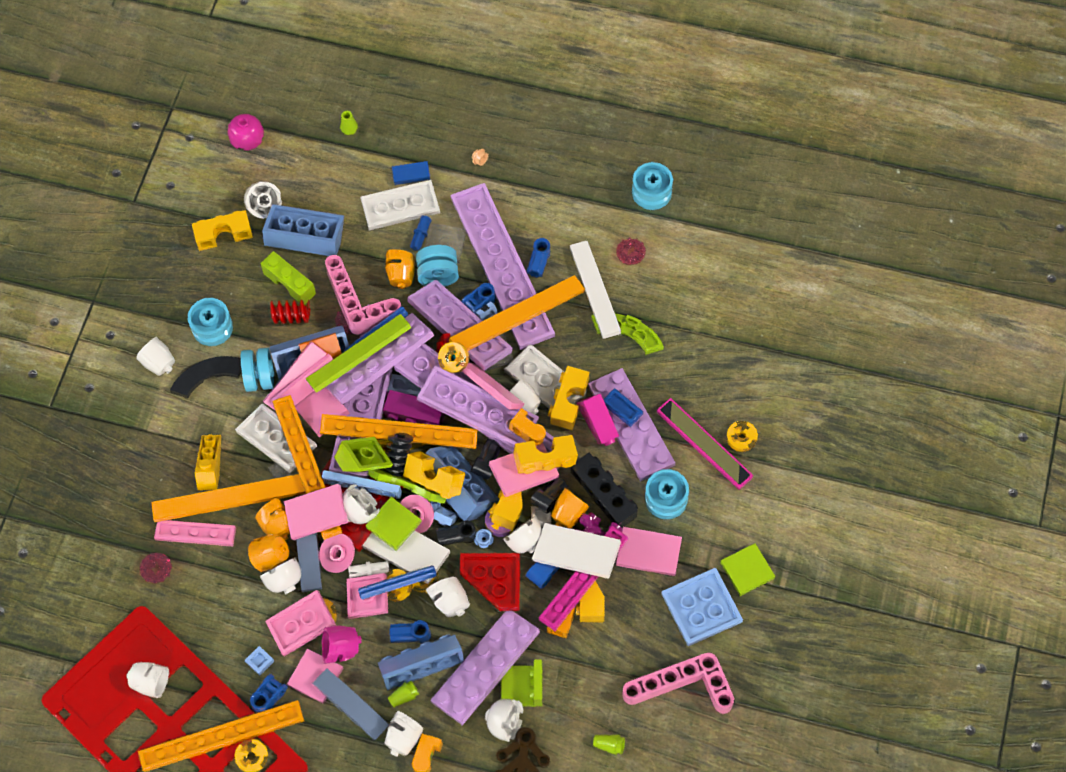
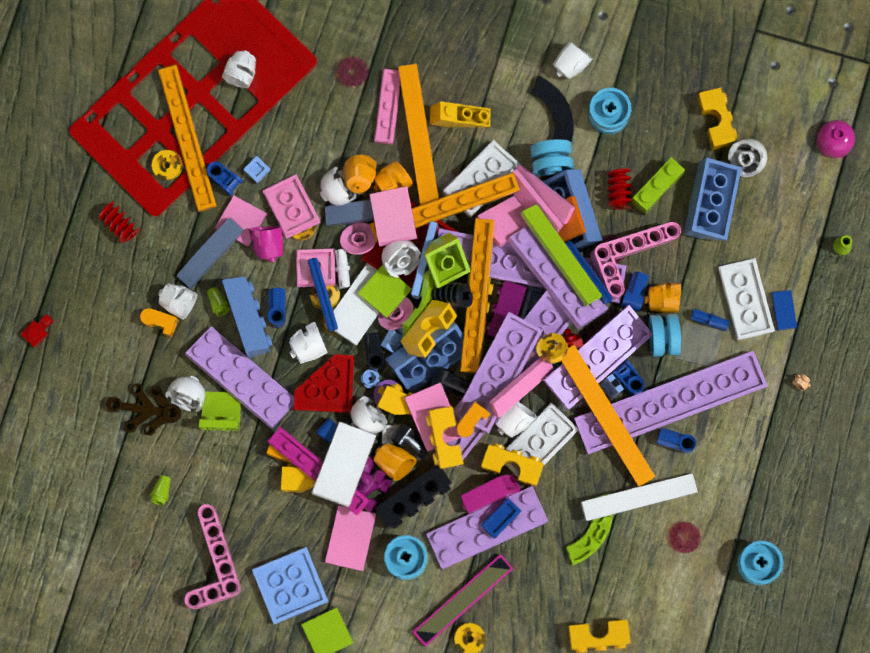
camera: 90 degrees right, 15 degrees up
(384, 292) = (635, 292): none -> blue piece
(728, 305) = (616, 636): none -> yellow arch

